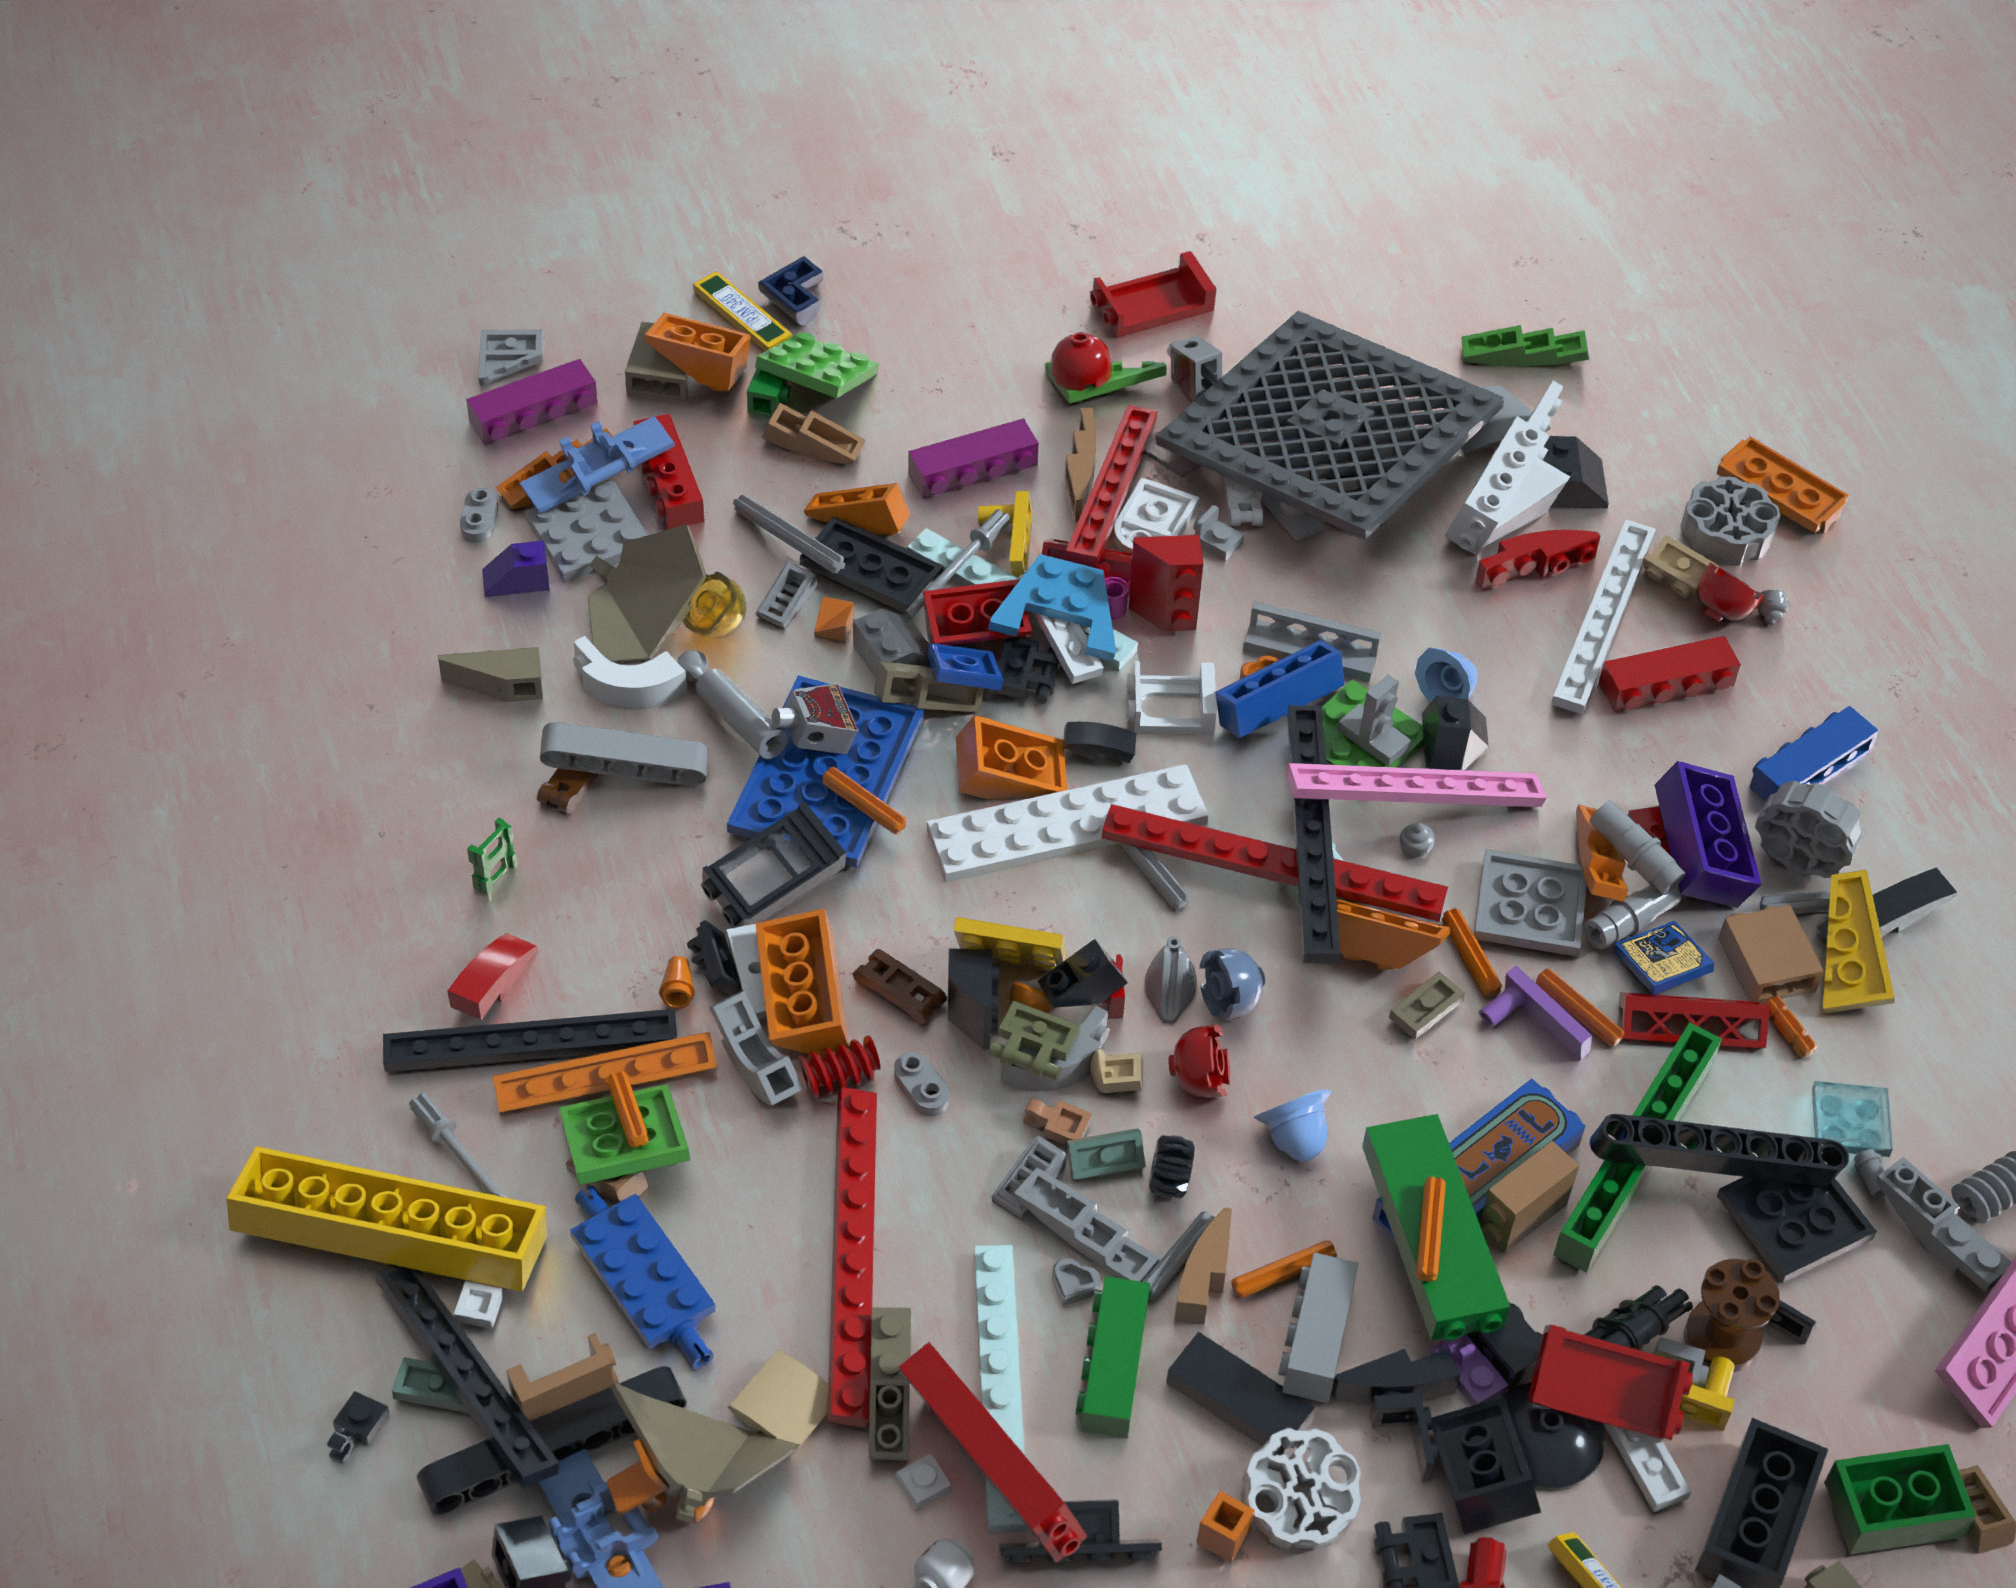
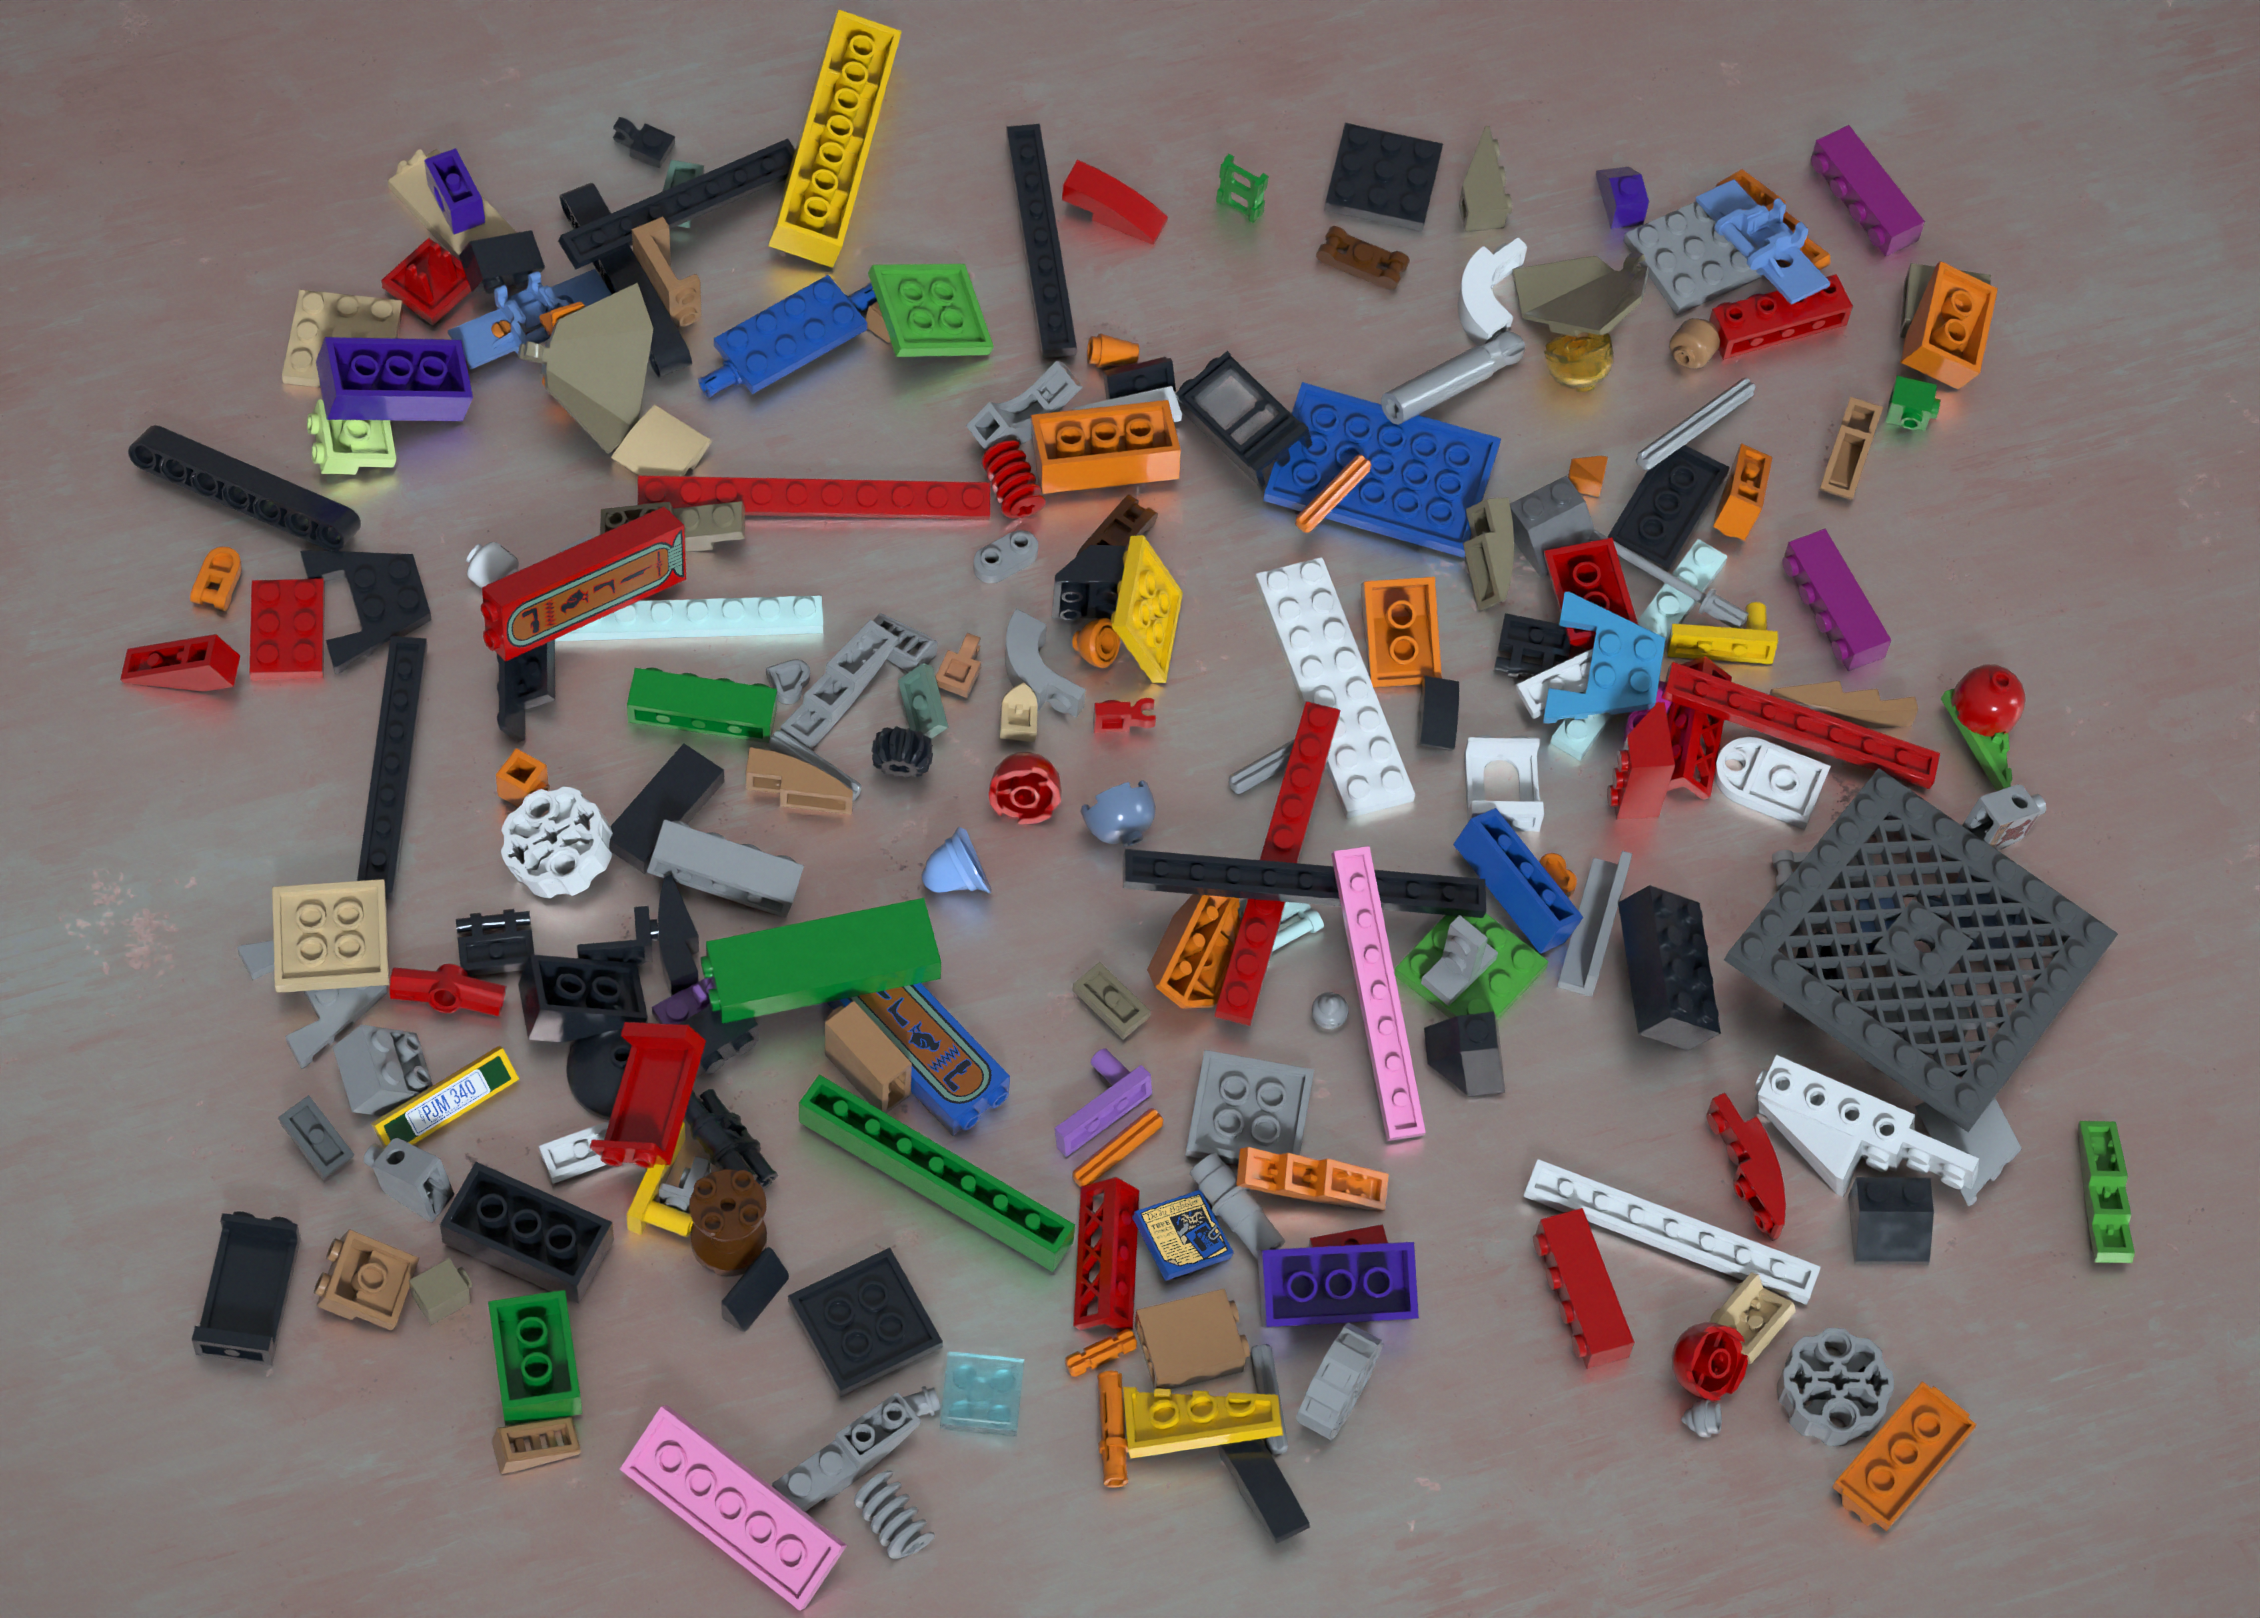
camera: 85 degrees right, 10 degrees up
(441, 1130) = (940, 177): light grey piece -> none
(474, 754) = (1383, 177): none -> black plate
(478, 1304) = (758, 218): white plate -> none
(479, 515) = (1704, 159): light grey plate -> none
(508, 352) = (1939, 165): light grey wing -> none
(591, 1073) = (1005, 297): orange plate -> none
(624, 754) = (1376, 289): light grey beam -> none
(628, 1109) = (950, 306): orange axle -> none
(702, 527) = (1694, 343): none -> medium nougat head
(741, 311) = (2041, 381): tile -> none
(790, 287) = (2079, 415): dark blue brick -> none
(790, 573) = (1625, 446): light grey slope -> none
(817, 365) = (1951, 444): bright green plate -> none
(817, 719) = (1424, 441): torso -> none
(964, 666) = (1514, 579): blue tile -> none
(1036, 1031) = (1042, 633): olive plate -> none
(1083, 978) = (1109, 673): black slope -> none
(1155, 298) = (2128, 788): red panel -> none
(1171, 980) = (1135, 764): light grey hat -> none
(1216, 536) = (1752, 839): light grey bracket -> none
(1279, 1270) = (800, 852): orange axle -> none
(1364, 585) = (1669, 968): none -> black brick
(1430, 1229) = (802, 939): orange axle -> none
(1445, 674) = (1554, 1056): light blue piece -> none
(1472, 953) = (1186, 1050): orange axle -> none
(1637, 847) = (1300, 1198): light grey piece -> none
(1702, 1155) = (917, 1243): black beam -> none
(1817, 753) = (1470, 1426): blue brick -> none
(1906, 1017) = (1113, 1442): none -> orange pin

